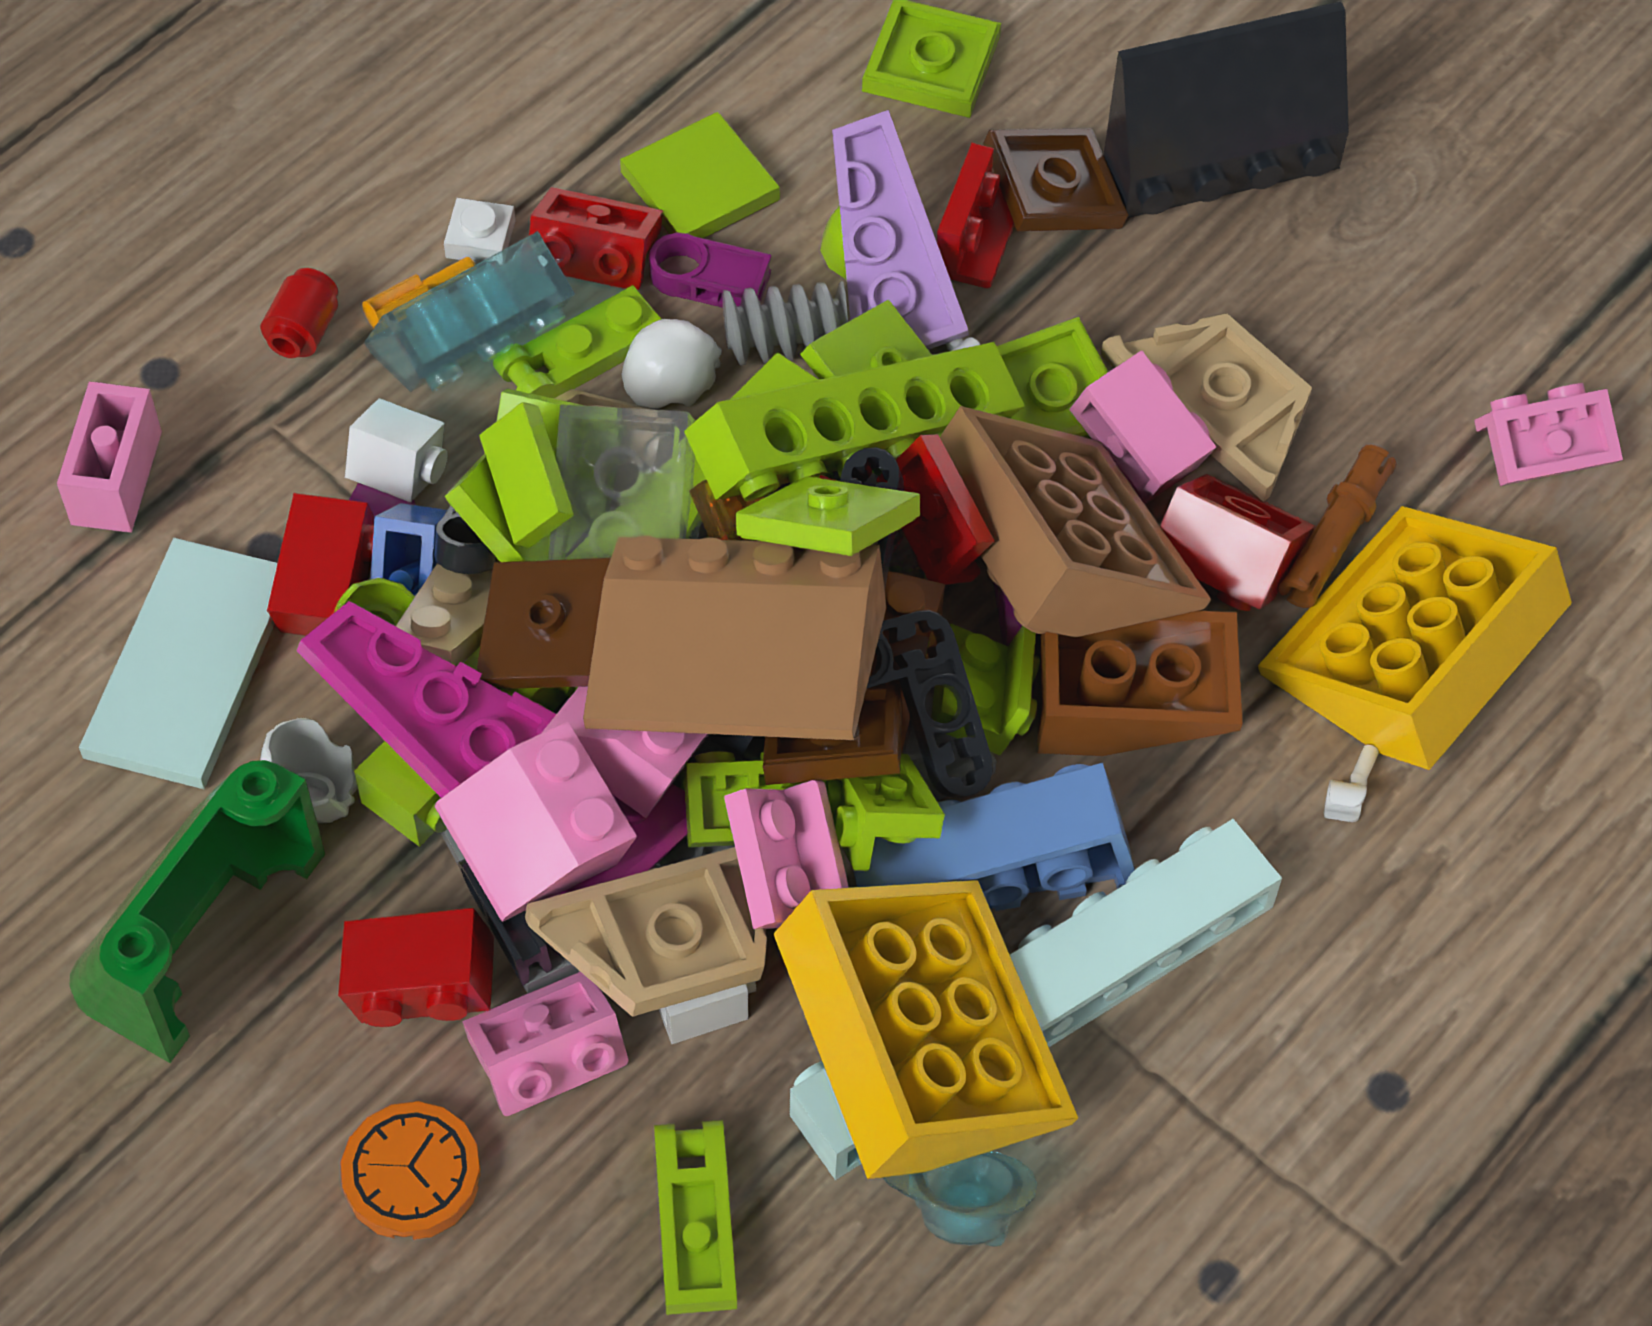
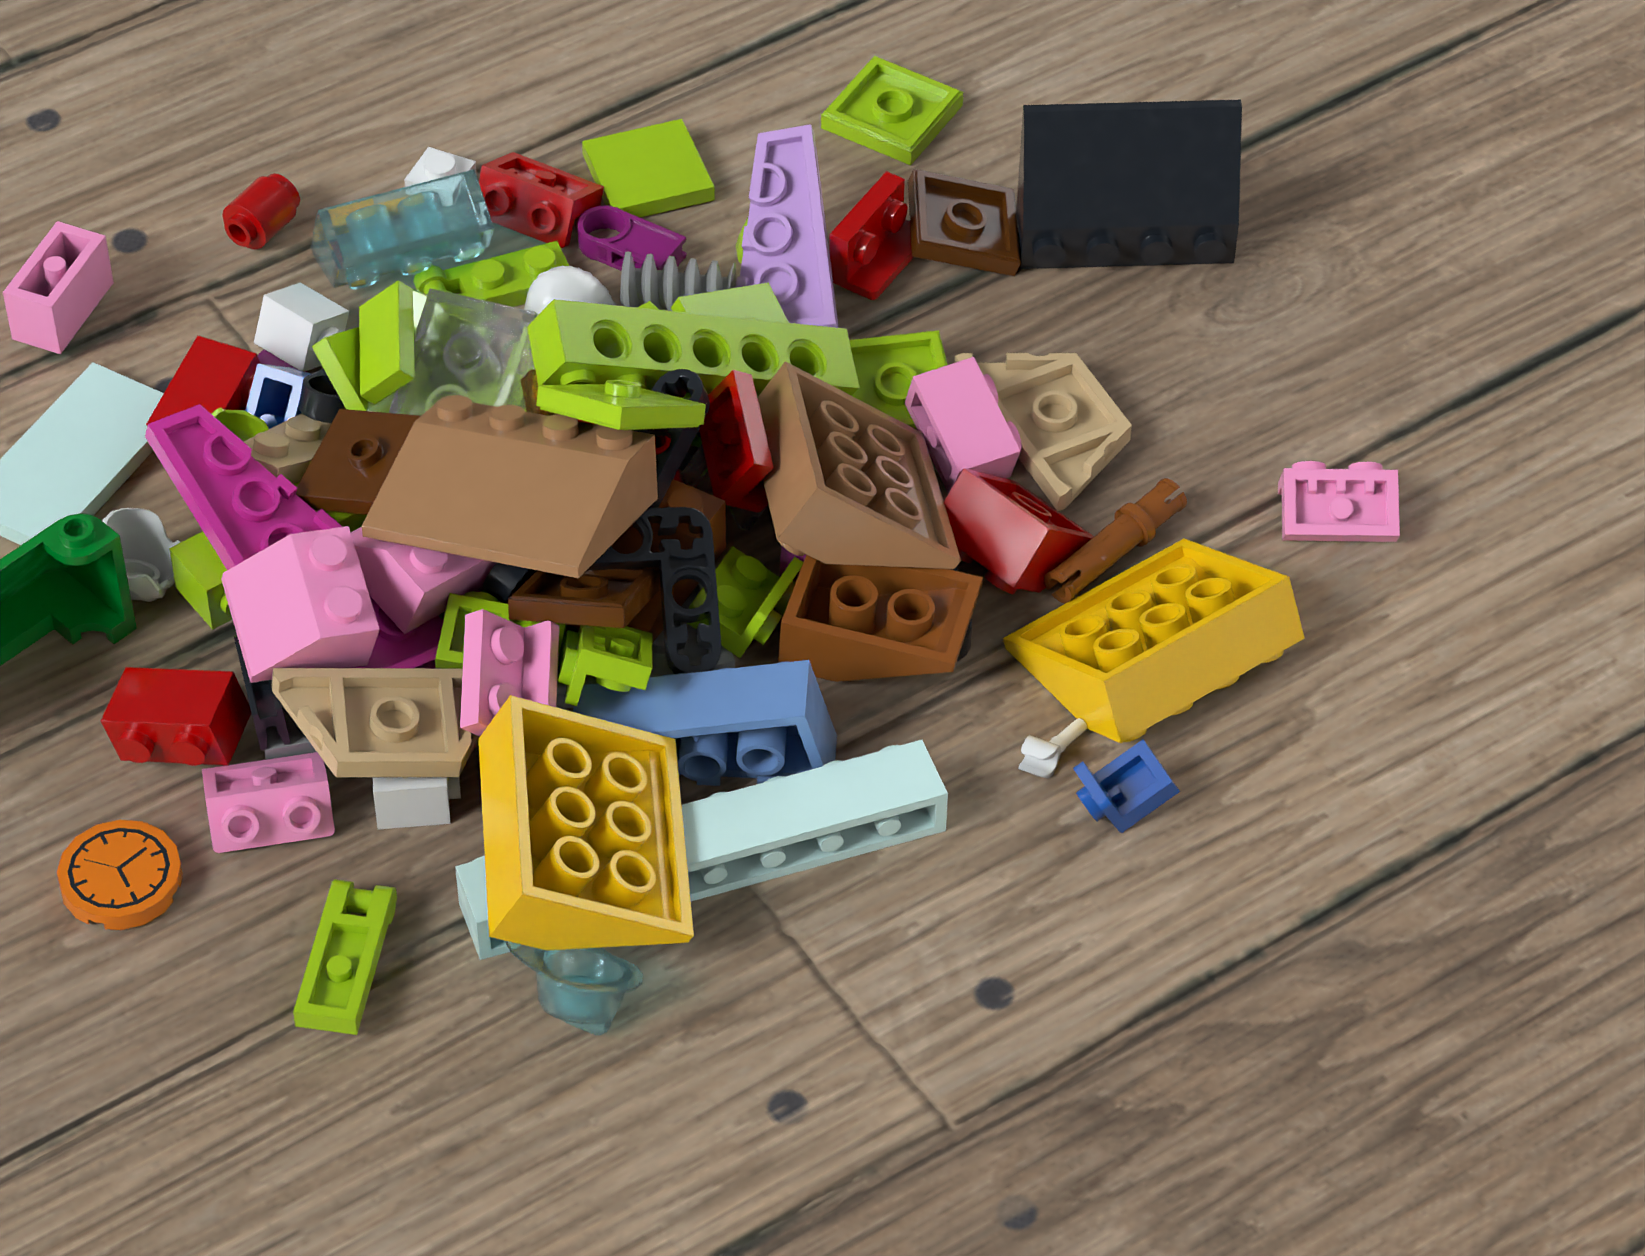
camera: 15 degrees right, 10 degrees down
(1451, 819) = (1126, 787): none -> blue bracket

